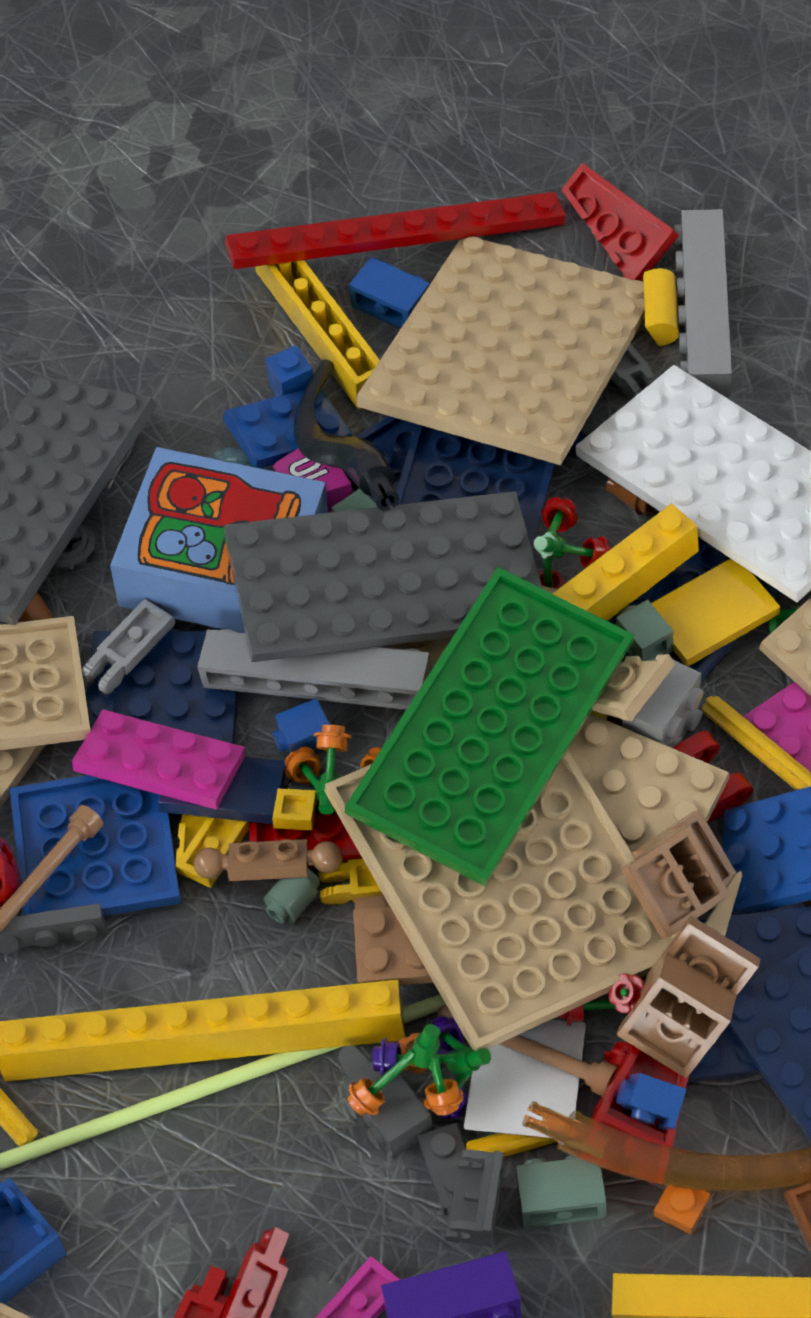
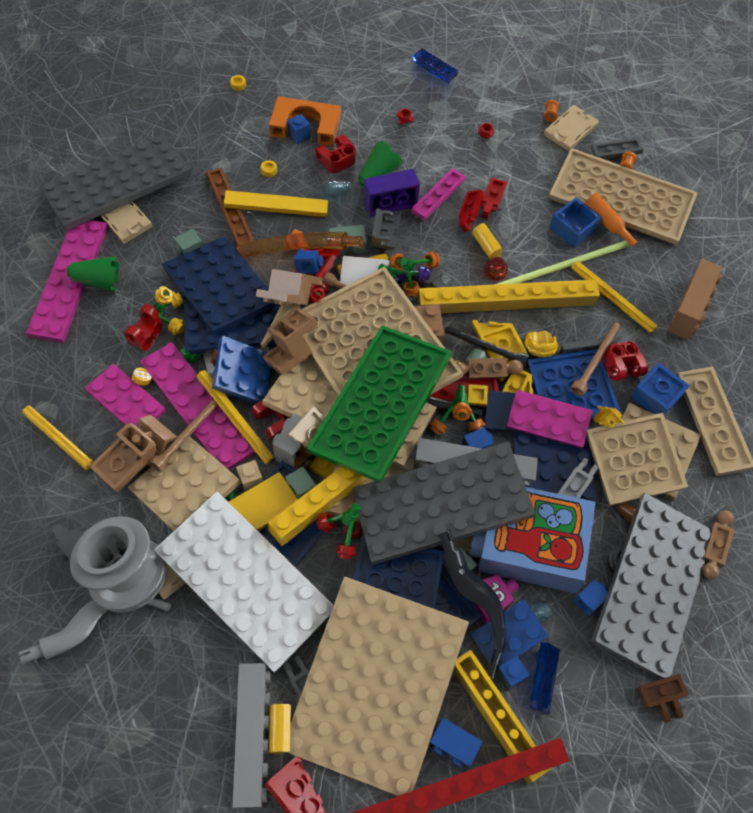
camera: 170 degrees right, 5 degrees up
(46, 762) = (607, 417): none -> yellow hinge
(52, 361) = (662, 692): none -> reddish brown hinge
(128, 479) = (591, 597): none -> blue brick
(144, 931) = (541, 344): none -> yellow hair
(194, 884) = (523, 358): none -> black piece
(213, 1130) = (496, 268): none -> clear red brick
(226, 1191) = (487, 241): none -> yellow brick
(230, 938) = (501, 335): none -> yellow wing
(239, 373) = (544, 678): none -> clear blue plate
(743, 664) = (249, 475): none -> tan brick

